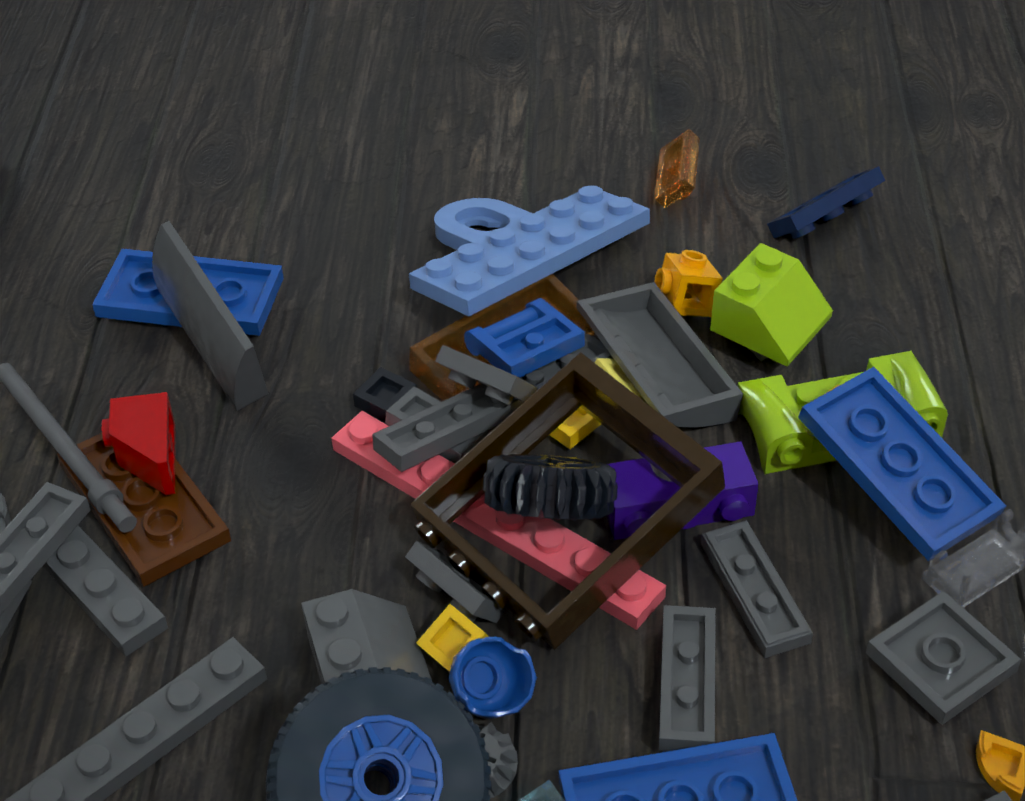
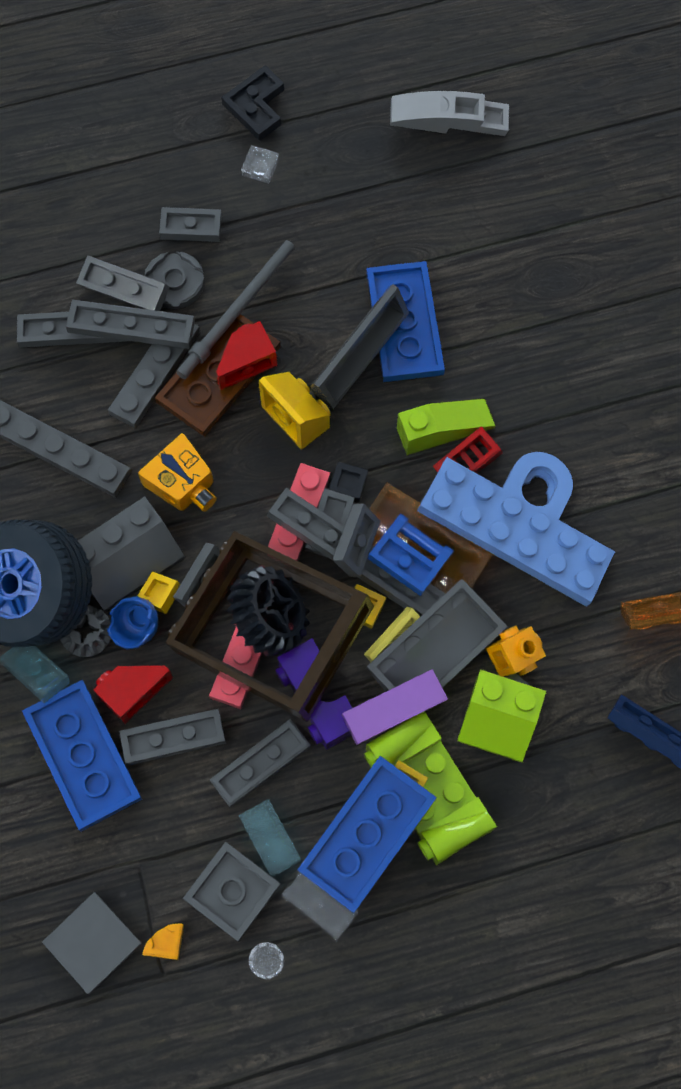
camera: 70 degrees right, 25 degrees up
(254, 422) = (294, 407): none -> yellow slope
(280, 571) = (179, 476): none -> light orange torso
(351, 296) = (441, 423): none -> lime slope
(400, 255) = (469, 443): none -> red slope
(596, 712) = (130, 688): none -> red slope
(730, 400) = (394, 707): none -> medium lavender tile
(866, 600) = (270, 838): none -> clear light blue plate

